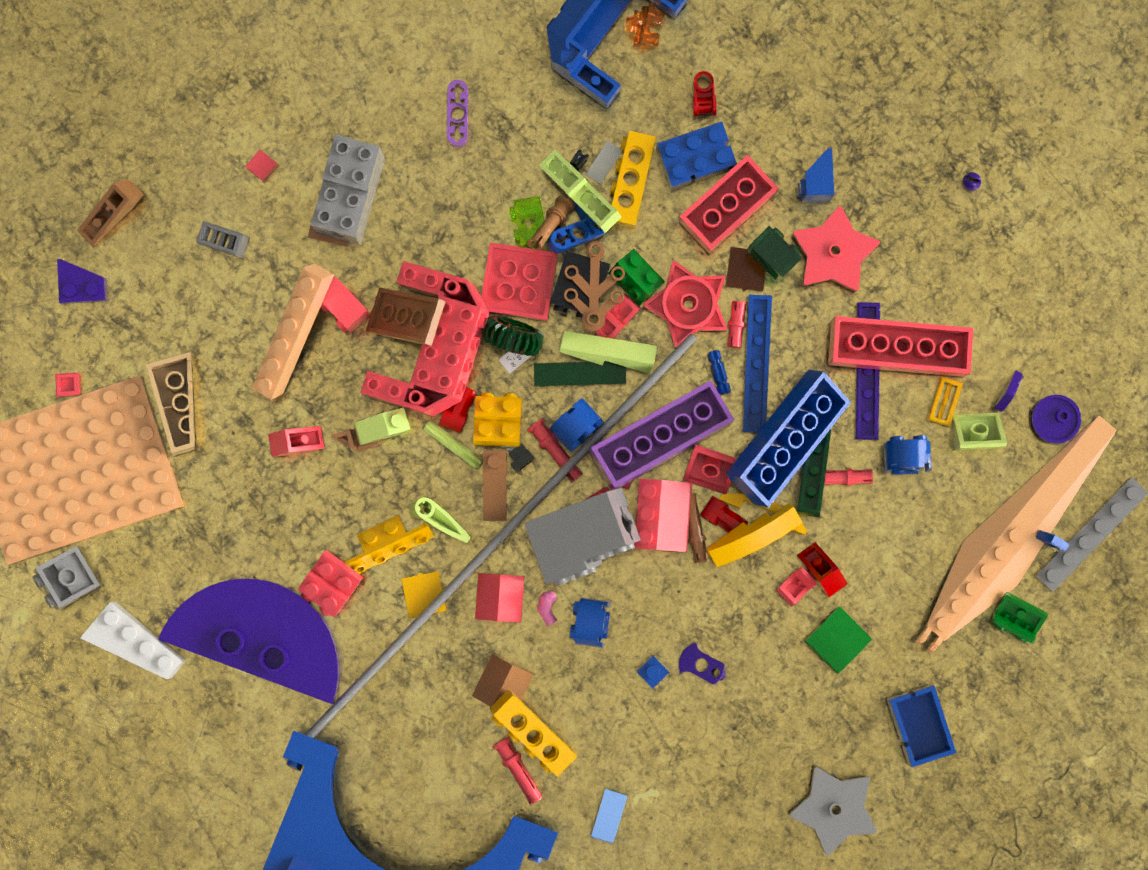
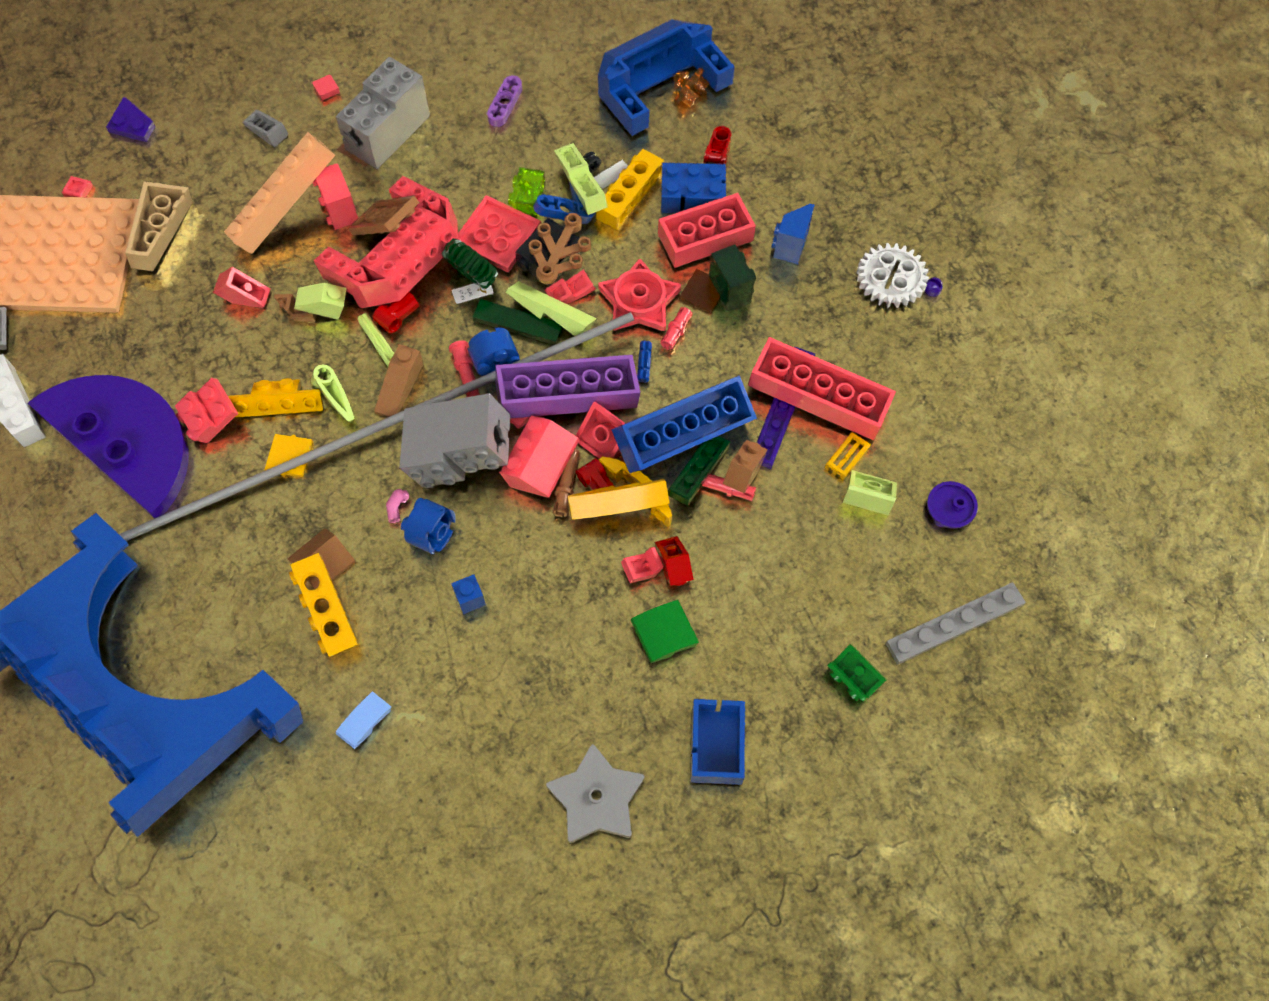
camera: 20 degrees right, 20 degrees down
(110, 210) = (187, 75): medium nougat slope -> none
(497, 420) = (425, 329): yellow plate -> none
(499, 597) = (357, 480): coral slope -> none
(512, 760) = (294, 631): coral pin -> none
(520, 456) = (432, 367): pearl dark grey piece -> none
(554, 217) = (561, 189): medium nougat pin -> none
(639, 277) = (601, 262): green bracket -> none
(688, 664) = (526, 619): dark purple piece -> none
(757, 363) = (684, 359): blue plate -> none
(822, 263) = (788, 297): coral plate -> none
(857, 456) = (745, 466): none -> medium nougat brick
(907, 455) = (794, 482): blue brick -> none
(908, 183) = (875, 266): none -> white gear
(1006, 542) = (873, 599): light nougat hinge -> none
(1009, 391) = (911, 464): dark purple tile -> none
(1052, 540) = (914, 610): tile -> none

